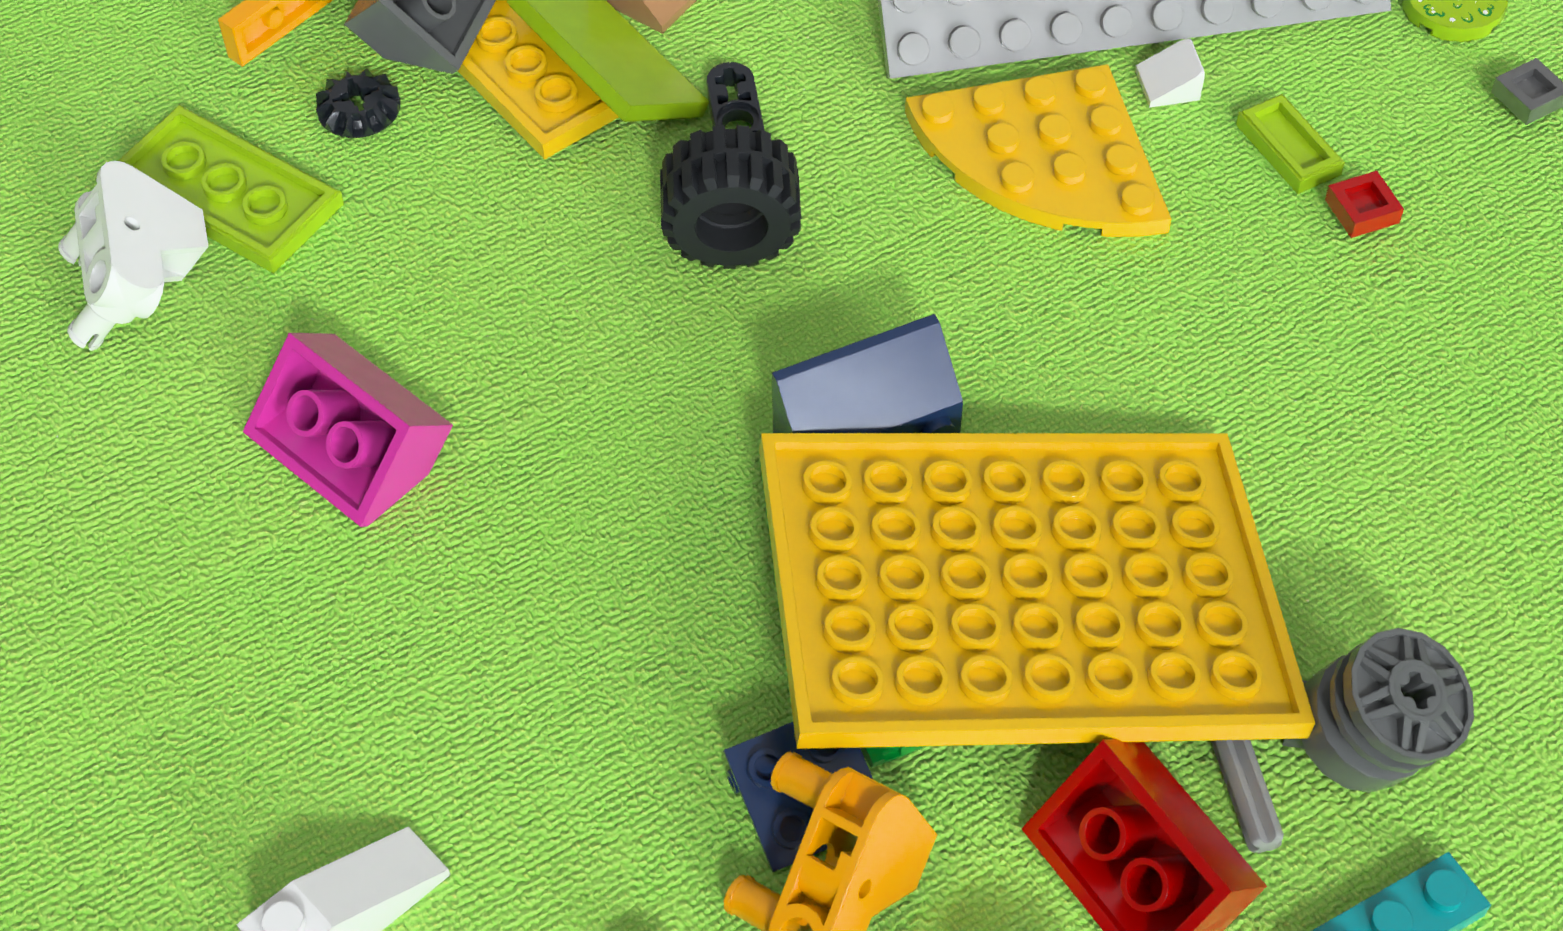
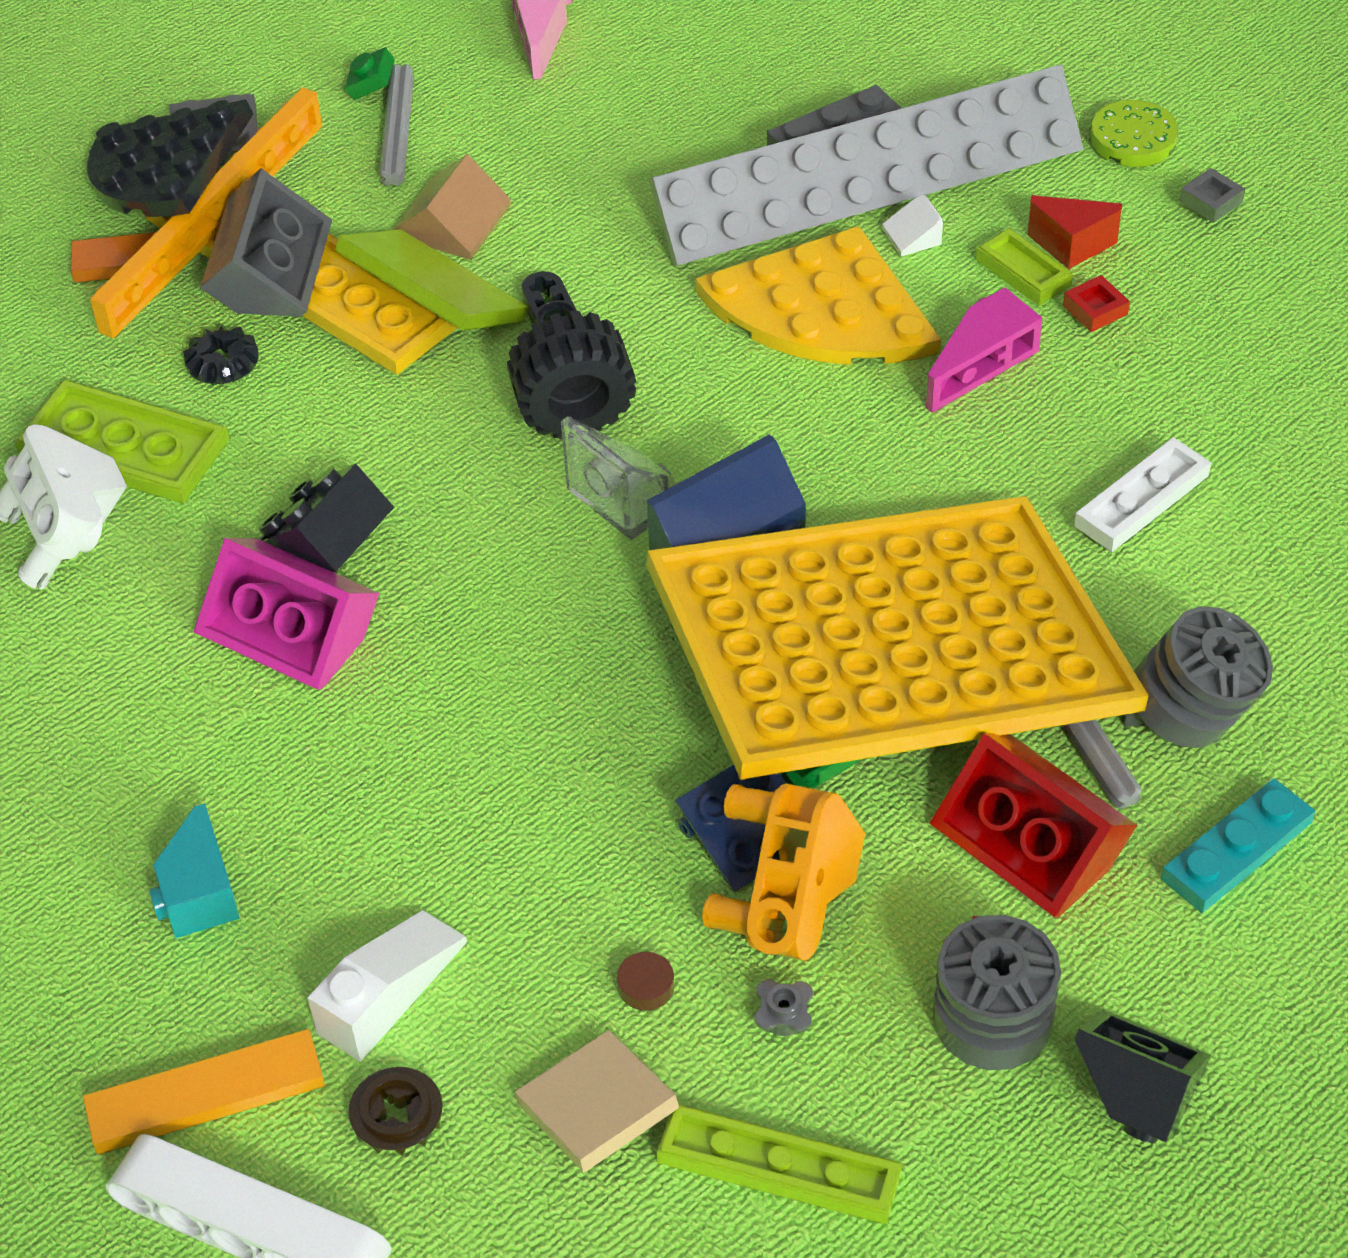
camera: 10 degrees left, 5 degrees down
(159, 738) = (193, 879): none -> teal slope
(418, 324) = (328, 517): none -> black slope
(751, 326) = (611, 476): none -> clear slope
(1223, 232) = (986, 342): none -> dark pink slope
(1357, 106) = (1073, 227): none -> red slope
(1367, 454) = (1142, 494): none -> white plate

